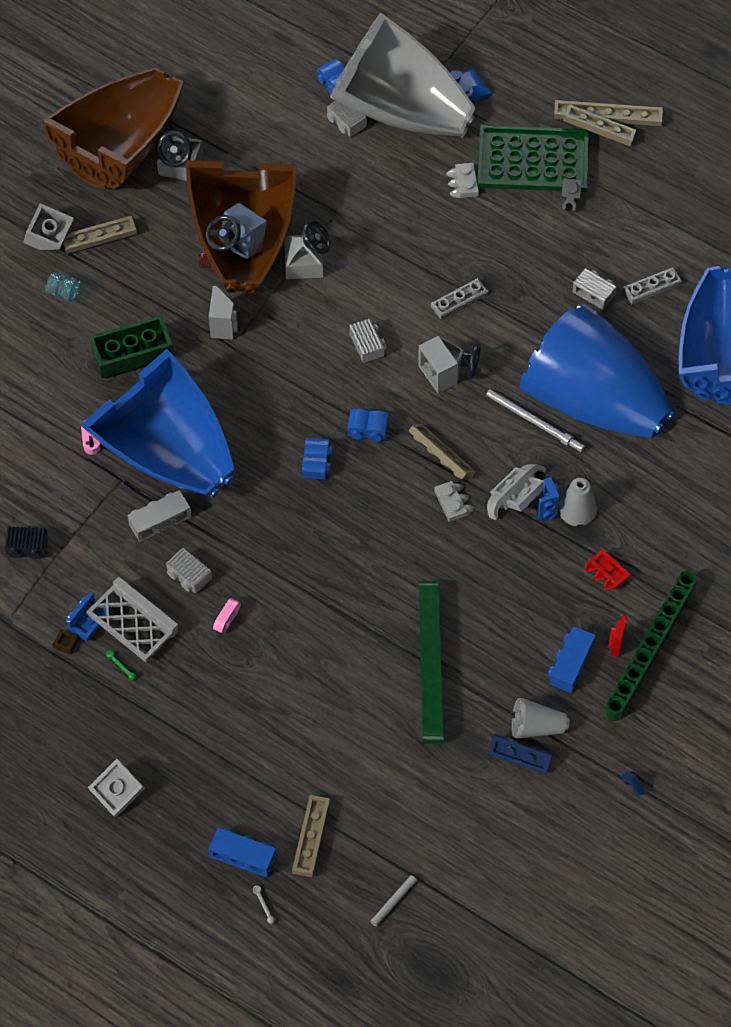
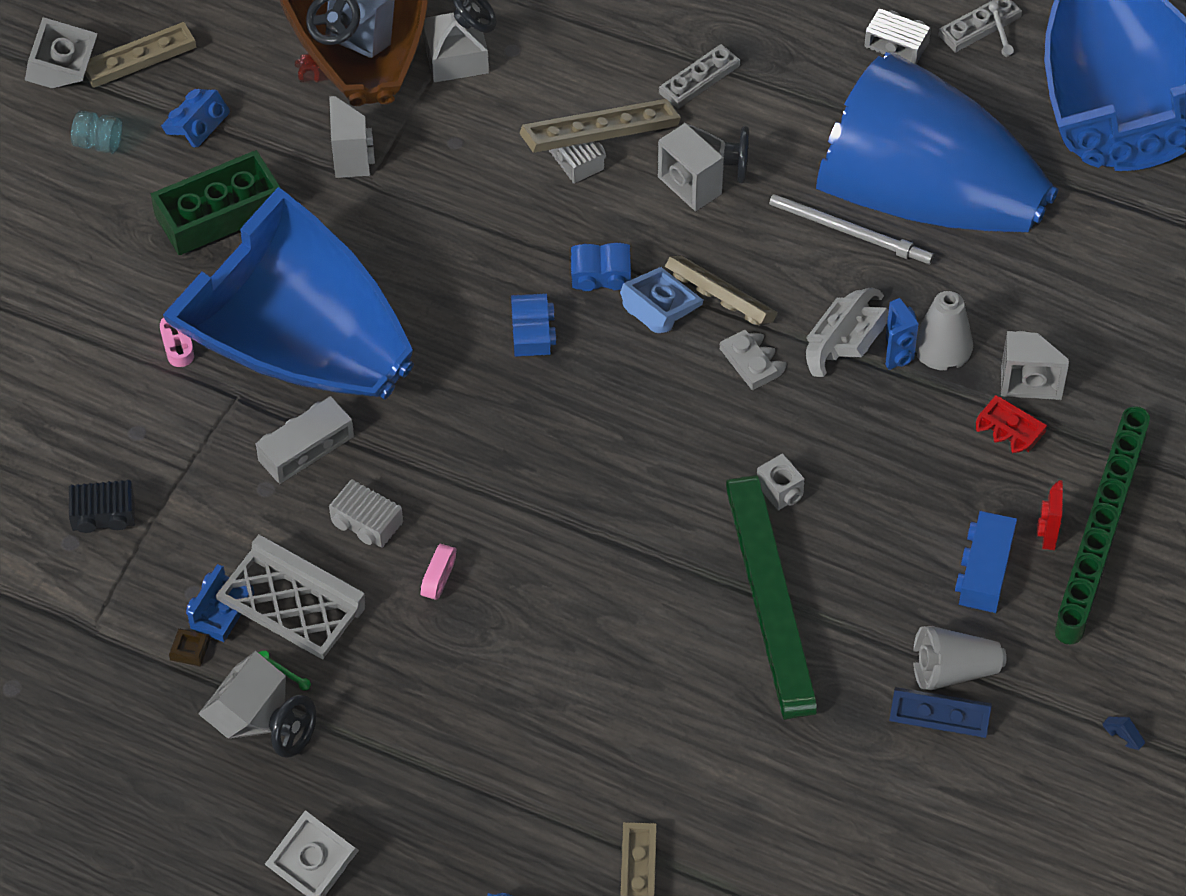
camera: 10 degrees left, 5 degrees down
(98, 685) = (254, 704): none -> light grey piece
(129, 283) = (197, 116): none -> blue bracket
(384, 328) = (599, 125): none -> dark tan plate
(400, 452) = (658, 299): none -> medium blue slope
(452, 580) = (781, 471): none -> light grey brick
(628, 534) = (1032, 367): none -> light grey slope
(666, 307) = (1007, 49): none -> light grey hinge

